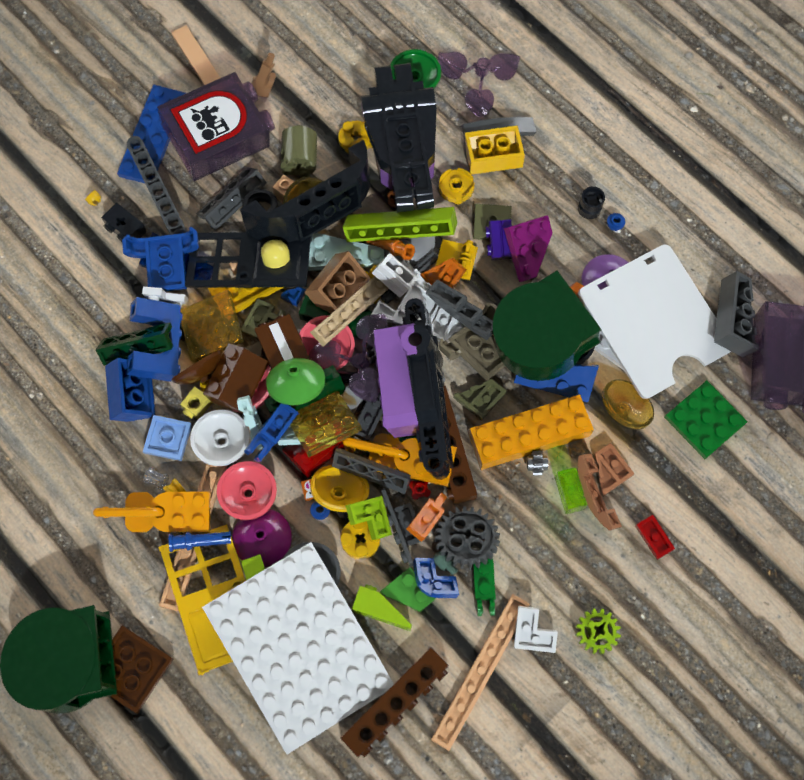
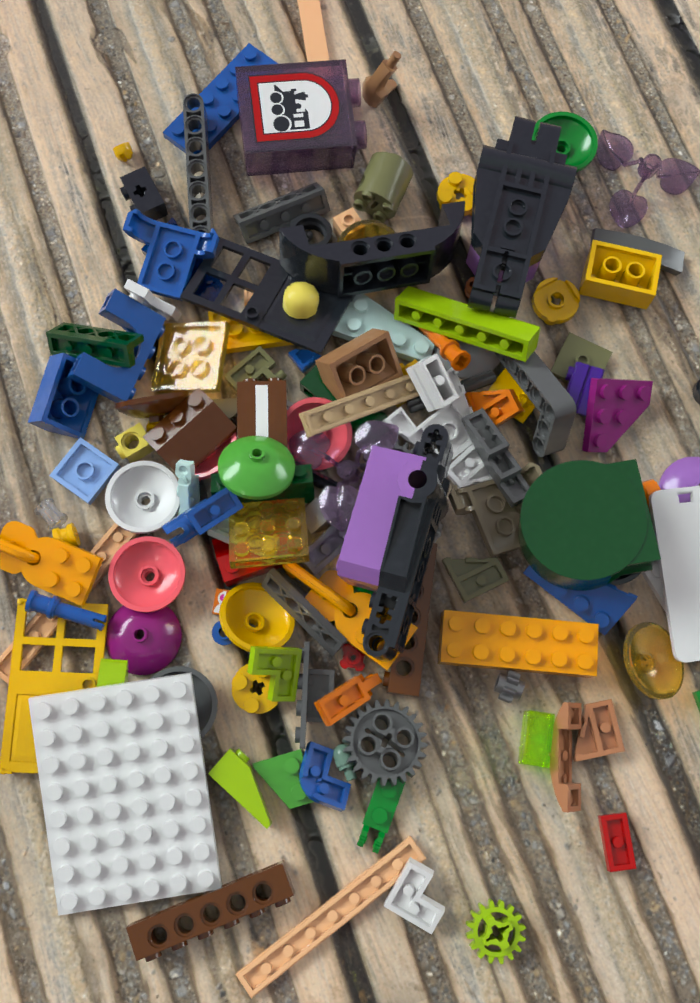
camera: 20 degrees right, 5 degrees up
(480, 252) = (549, 397): none -> dark grey beam

